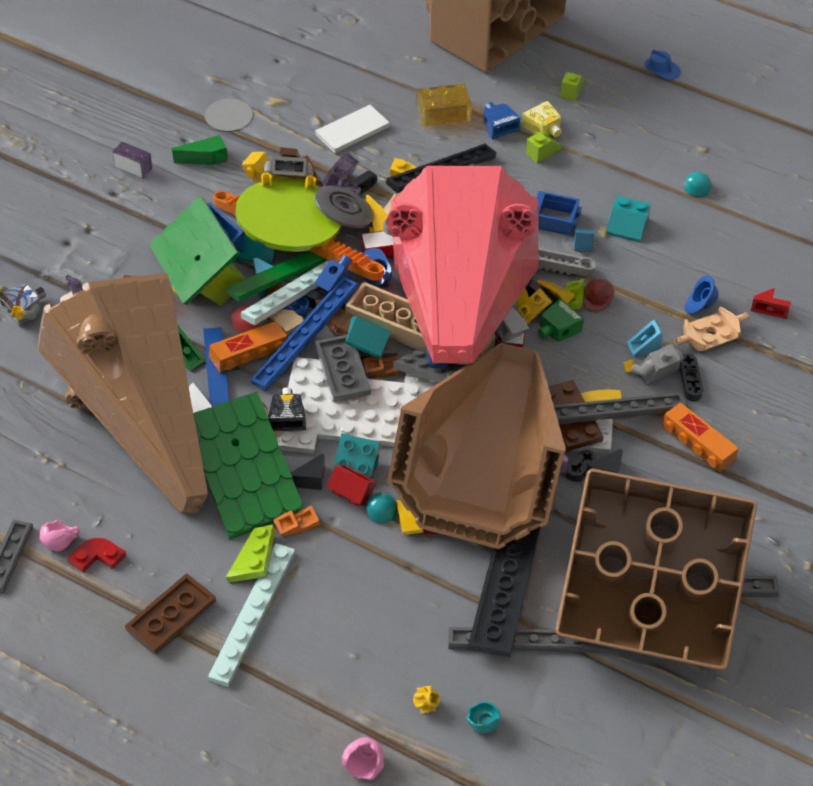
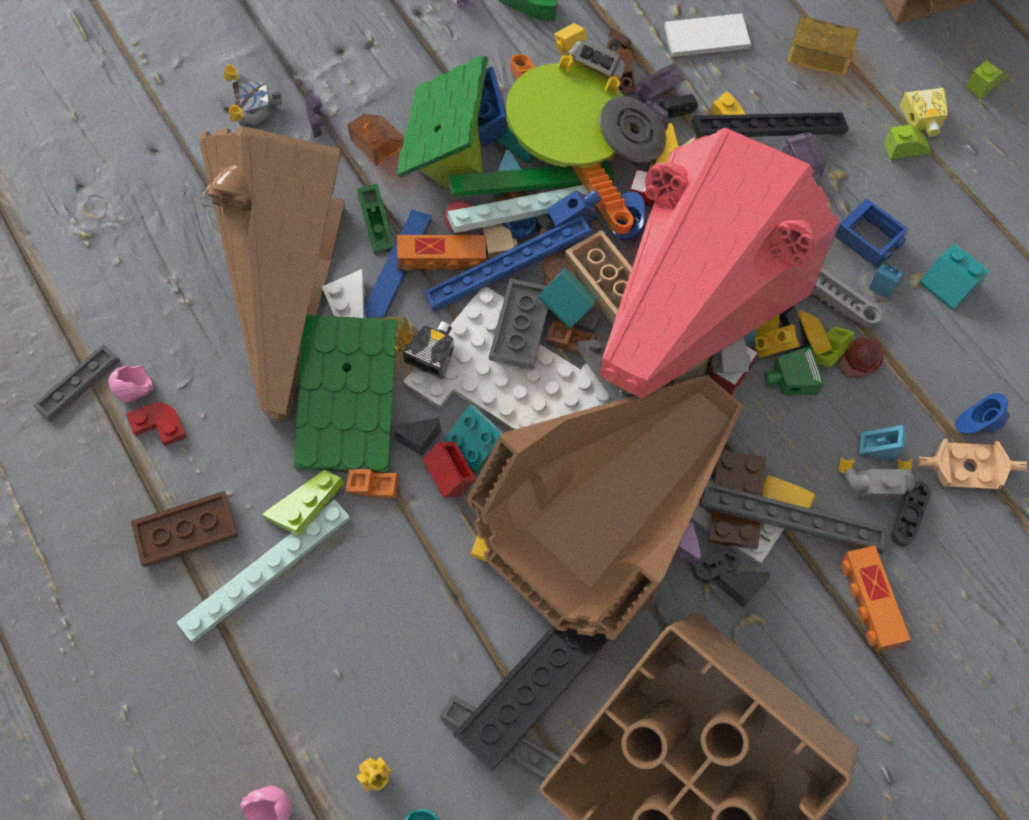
camera: 30 degrees right, 15 degrees up
(381, 507) = (462, 514): teal hair -> none
(500, 120) = (876, 90): blue torso -> none

